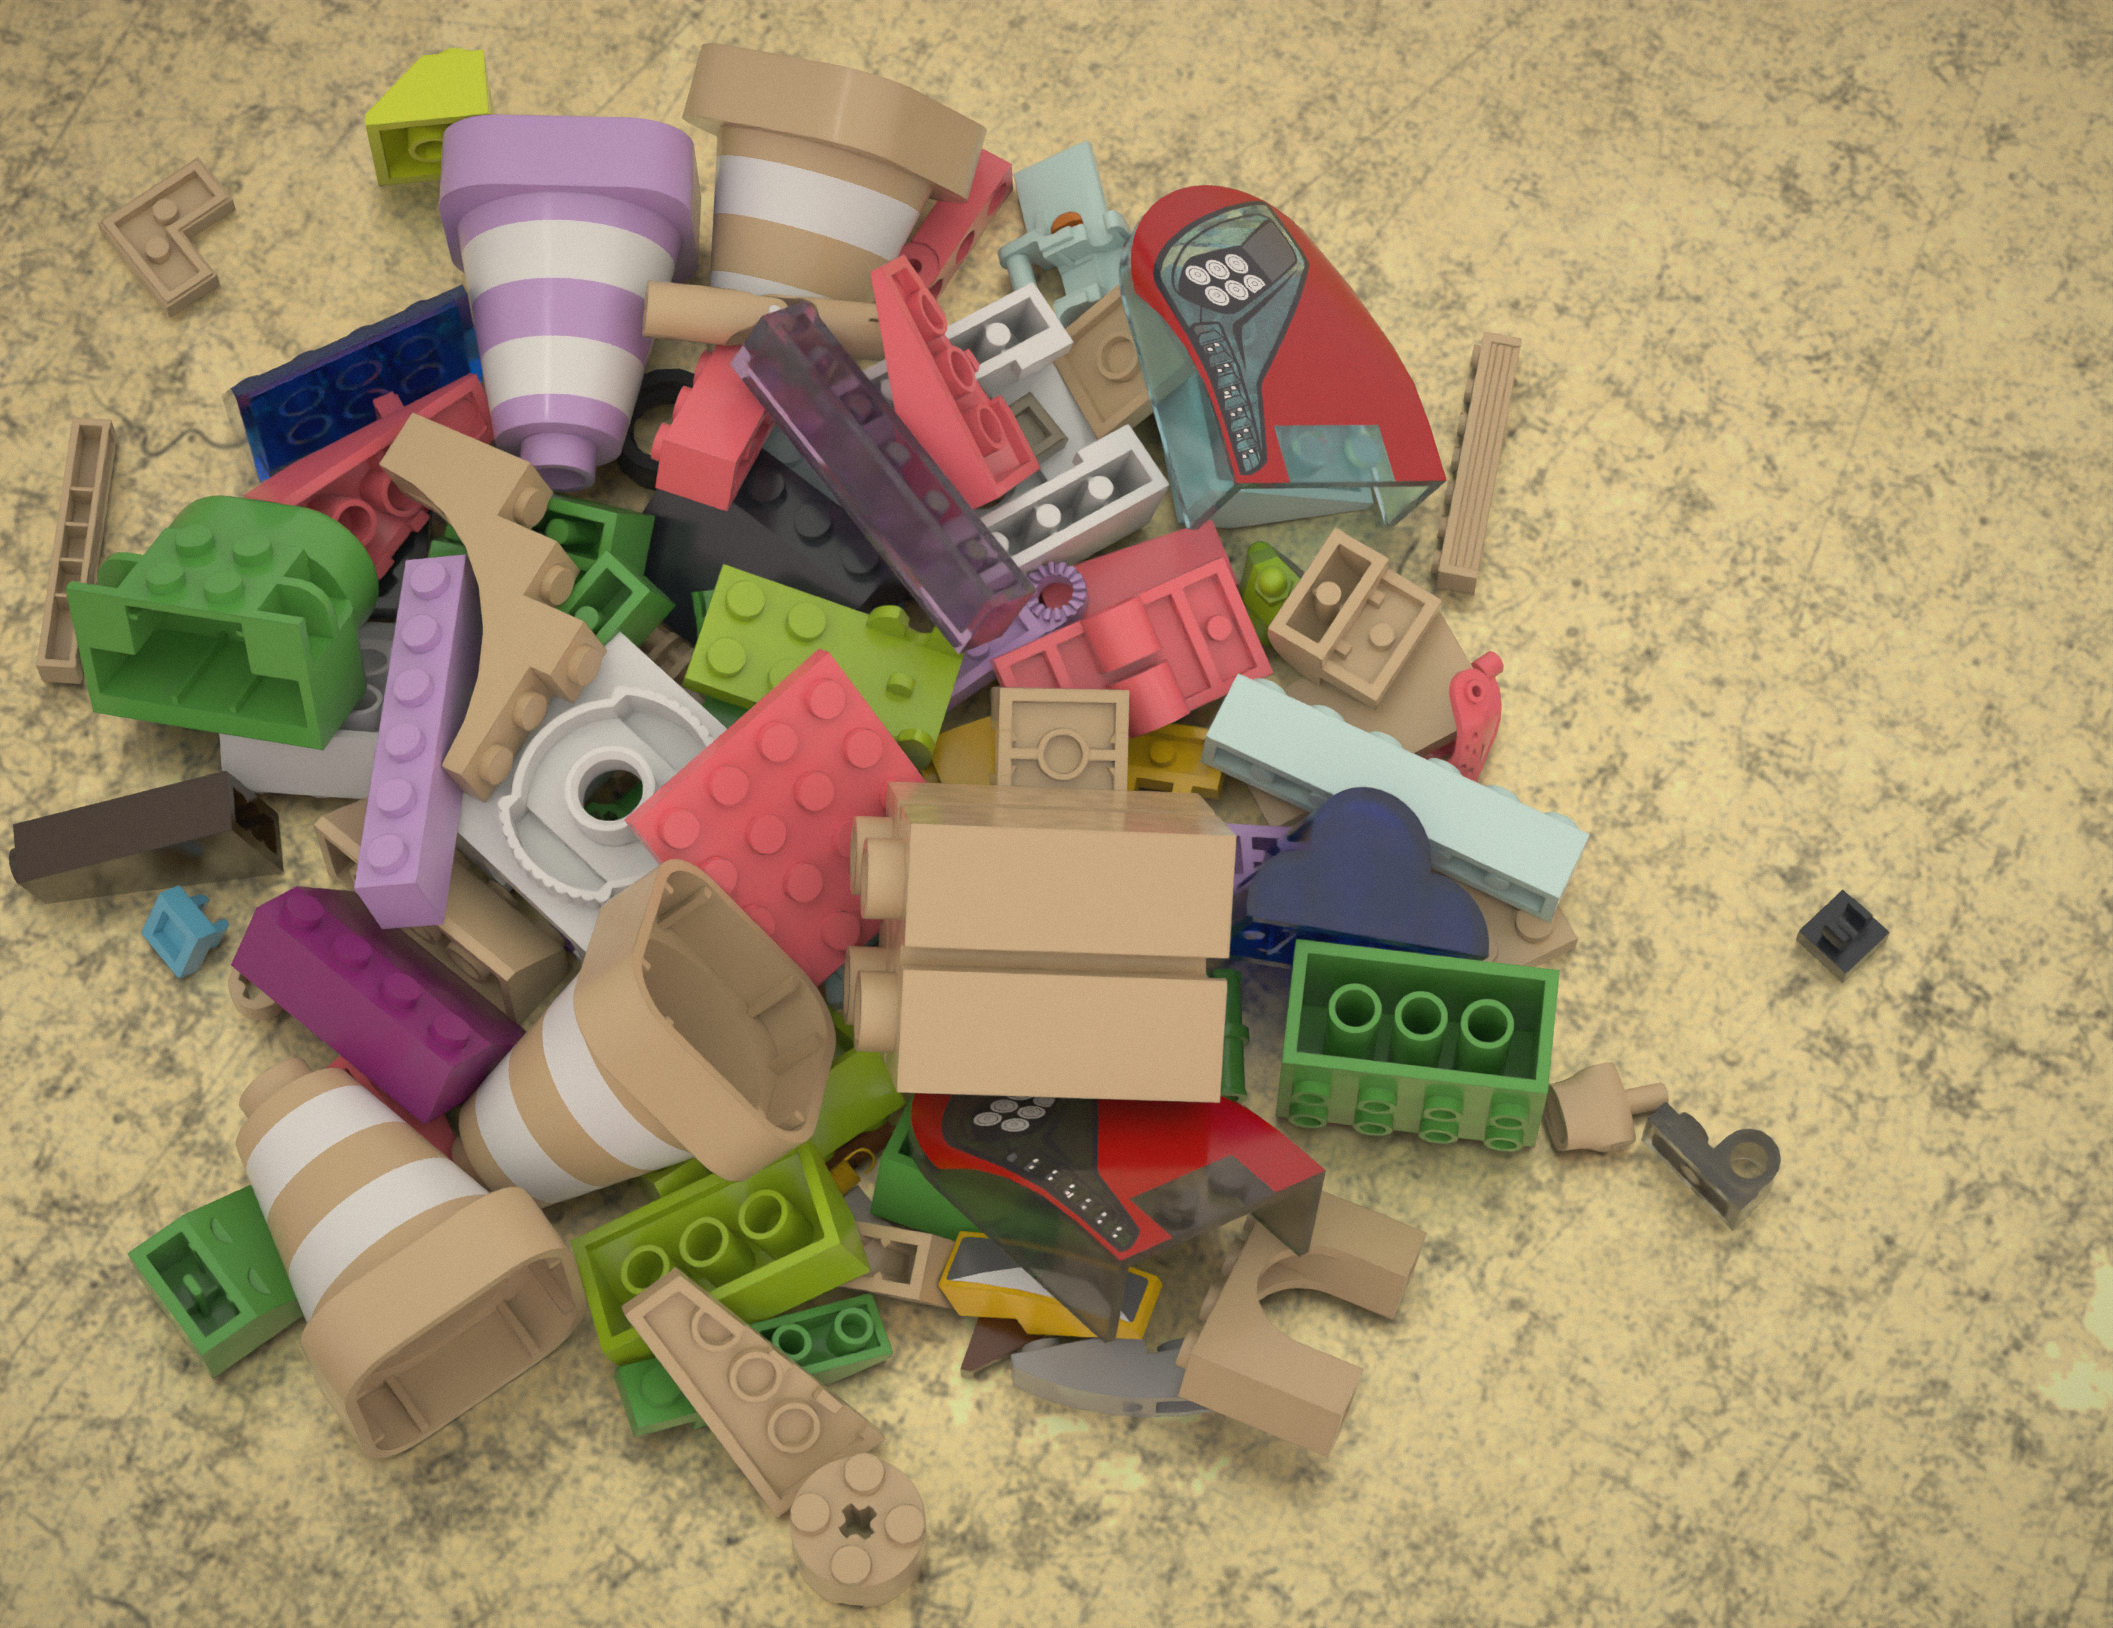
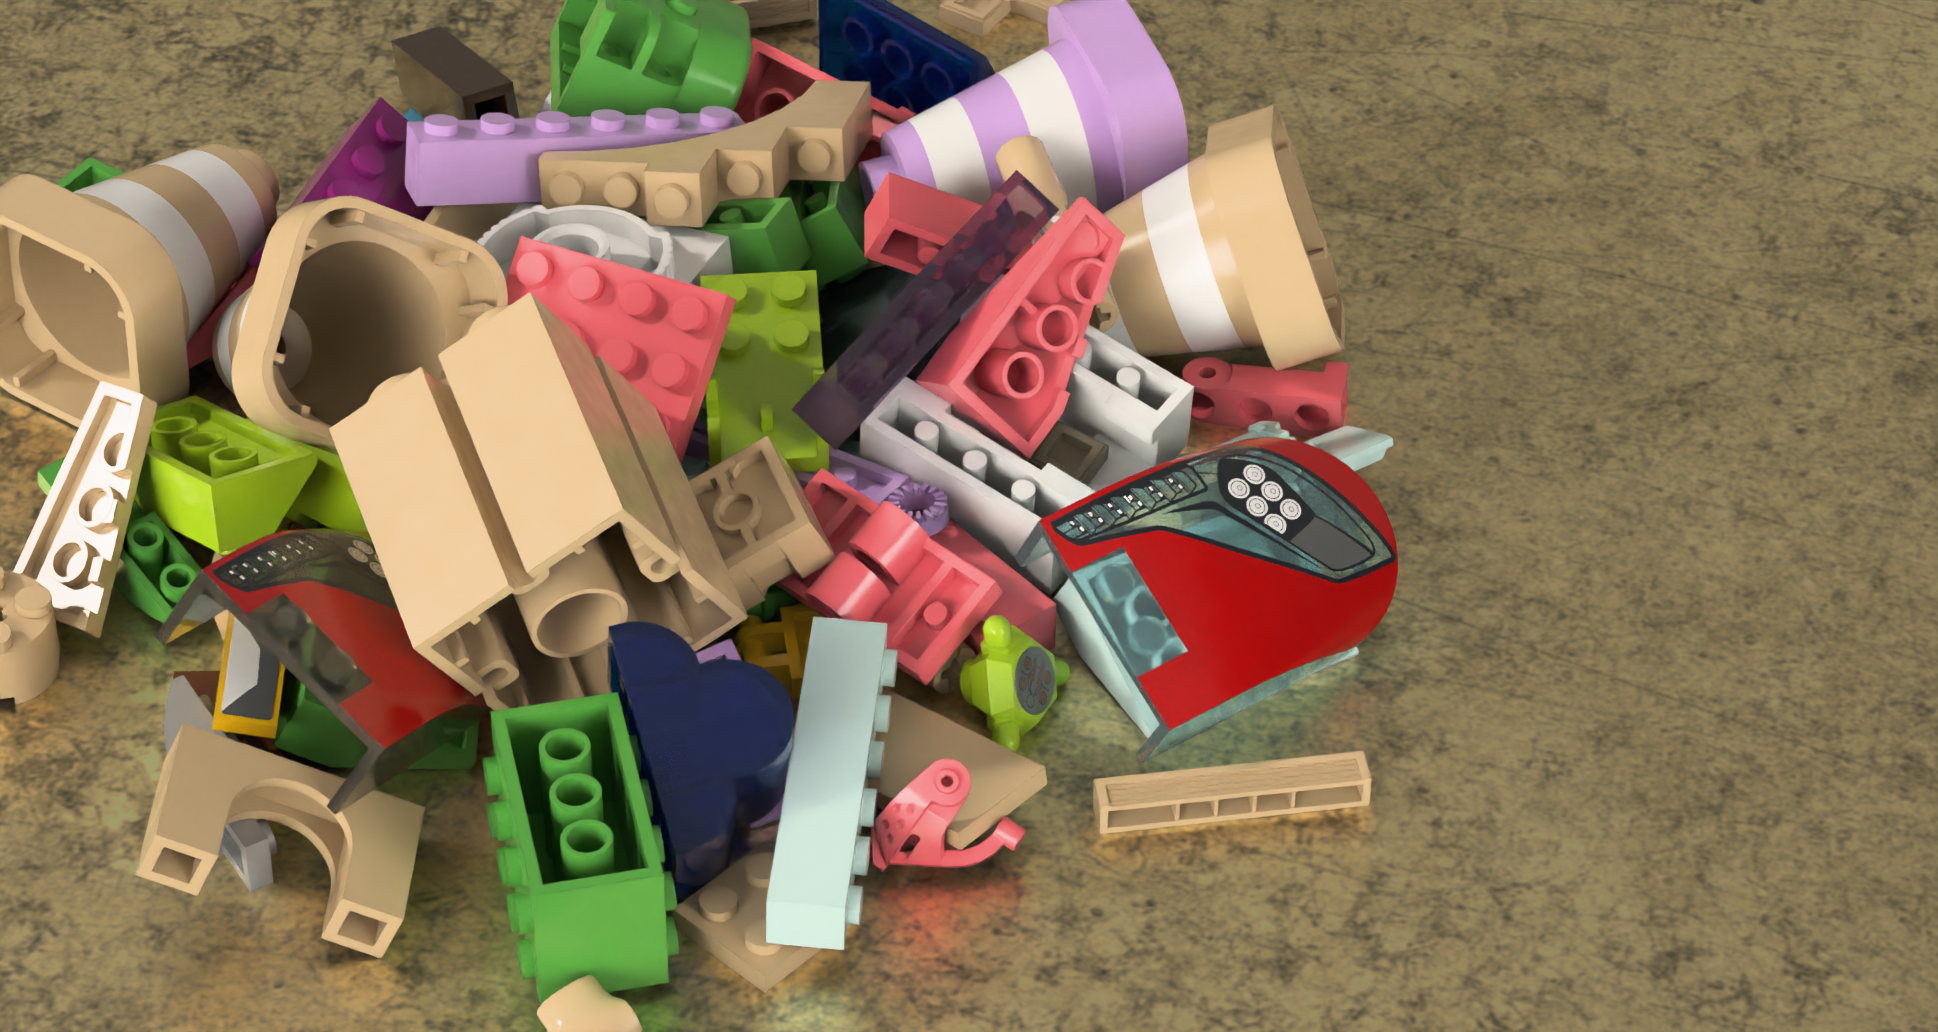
camera: 70 degrees right, 25 degrees down
(412, 116) = (1199, 64): neon yellow slope -> none
(1352, 620) = (990, 696): tan brick -> none

